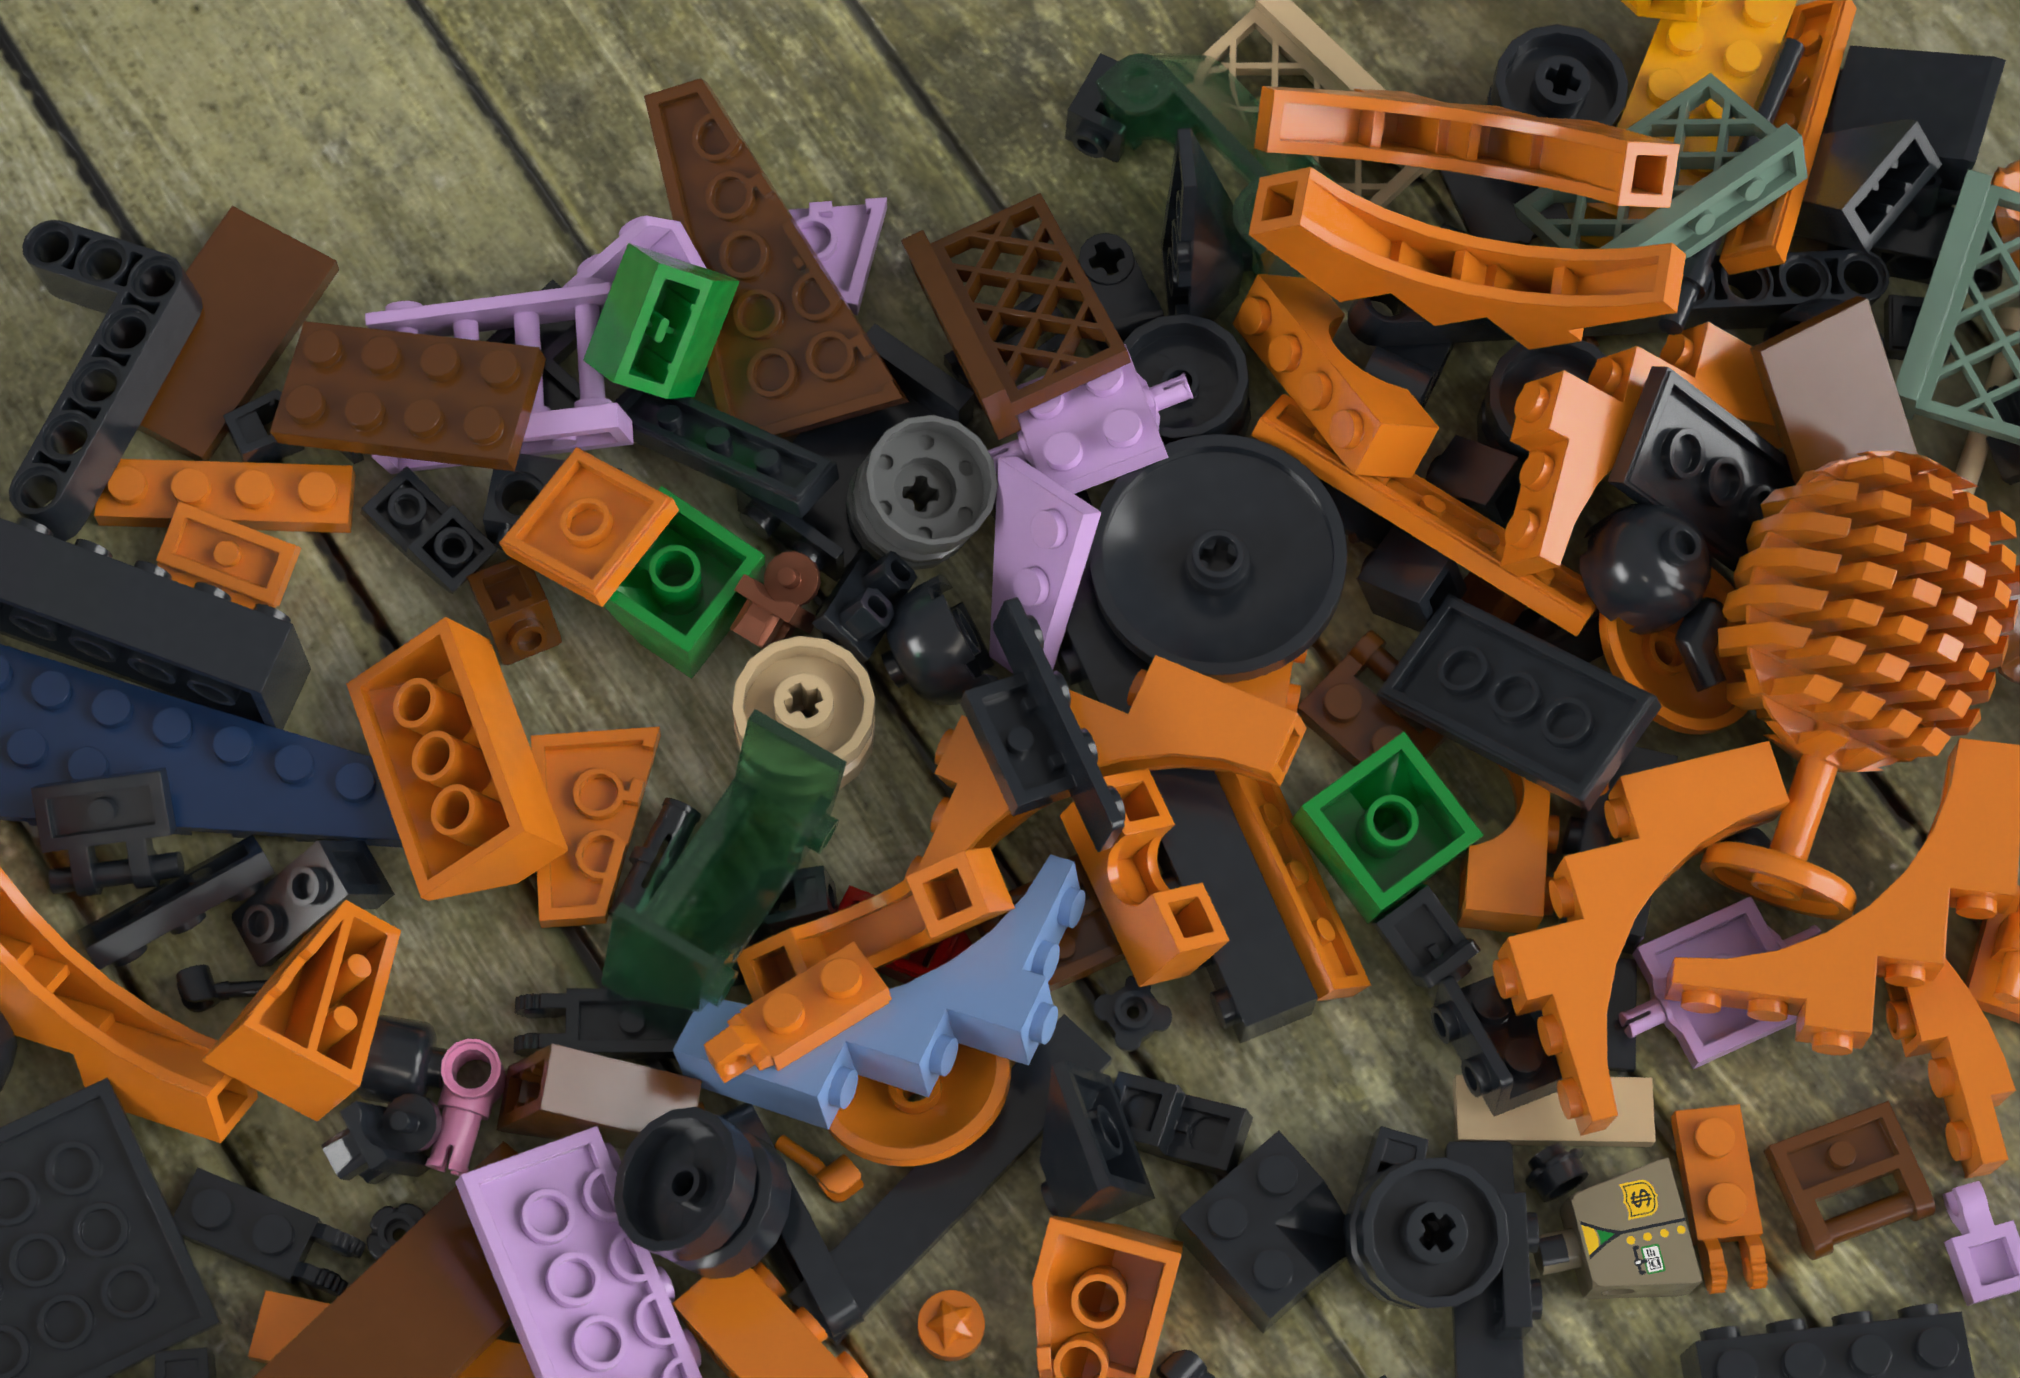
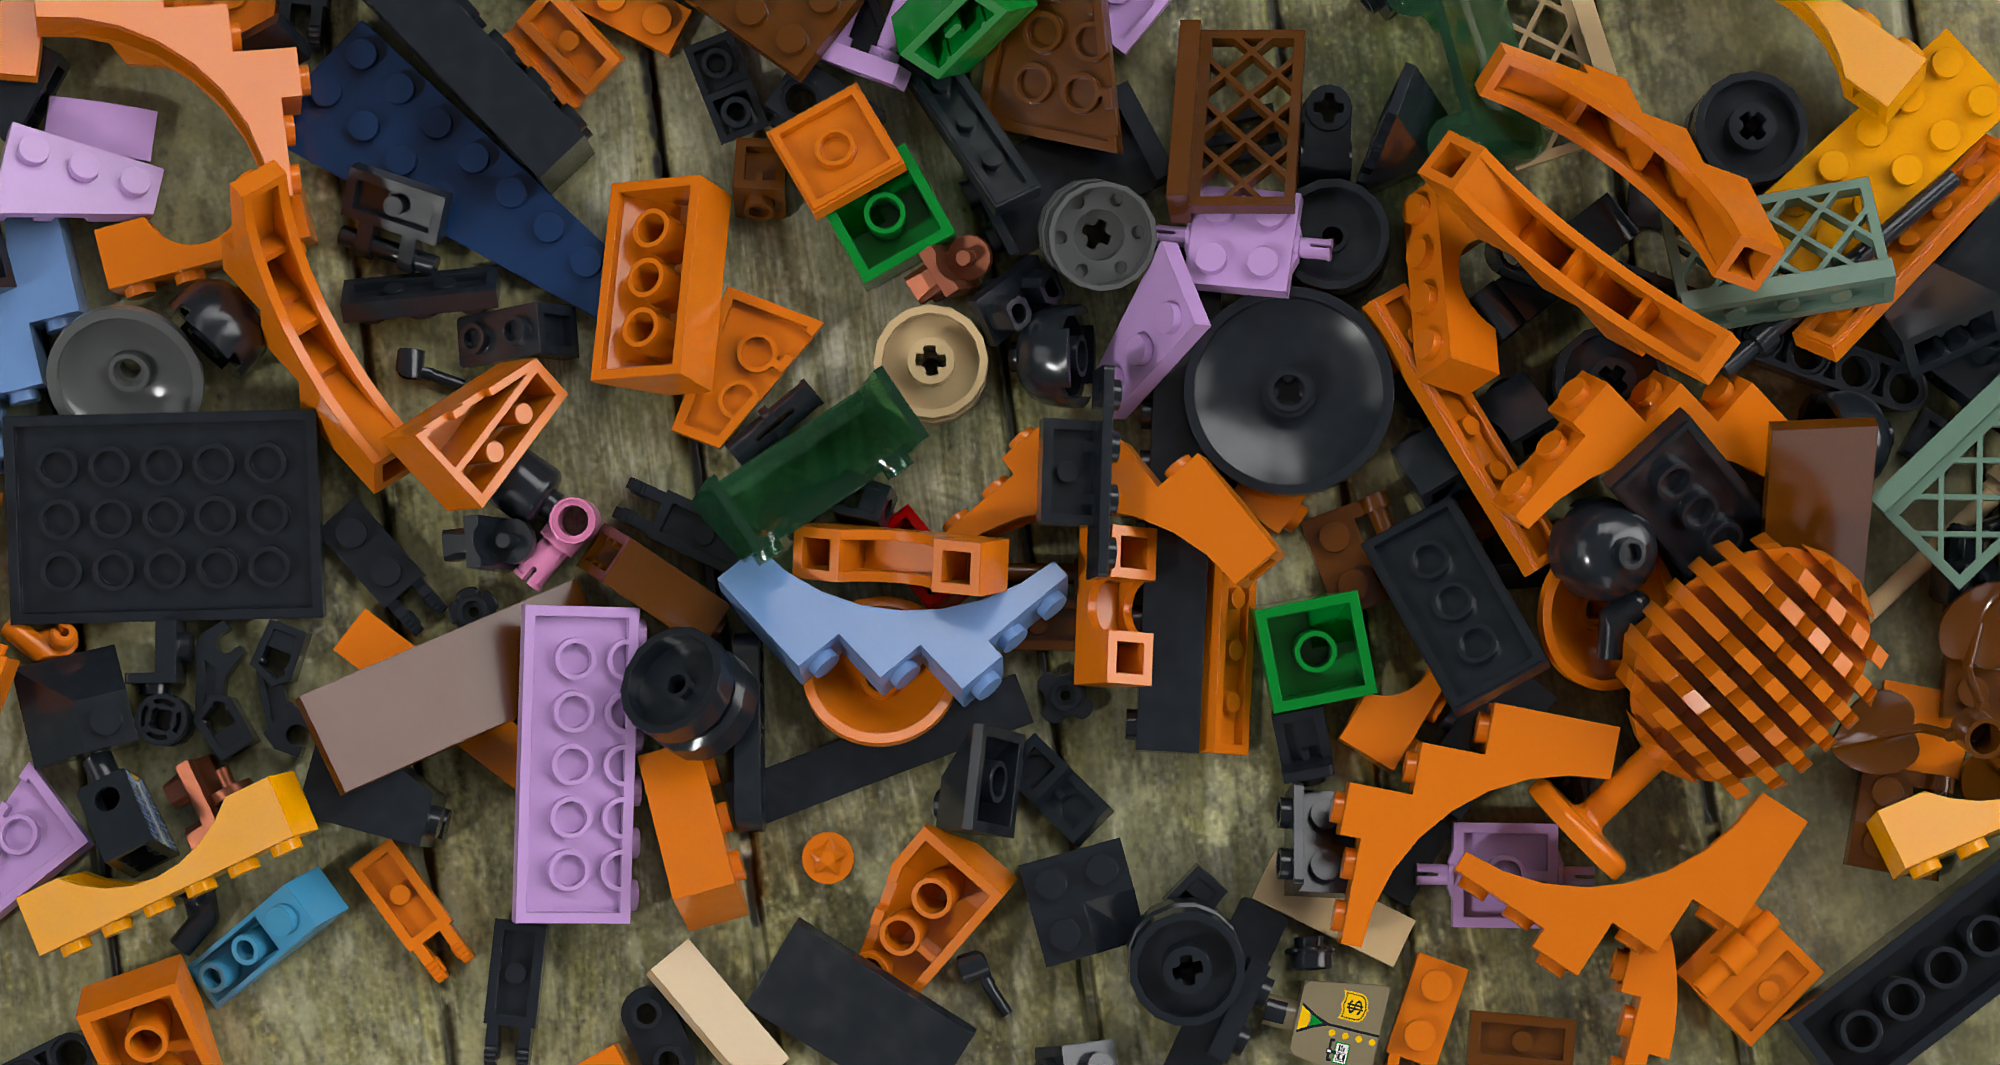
camera: 30 degrees right, 15 degrees up
(799, 1015) = (815, 599): orange hinge -> none
(837, 1180) = (797, 716): orange hand -> none

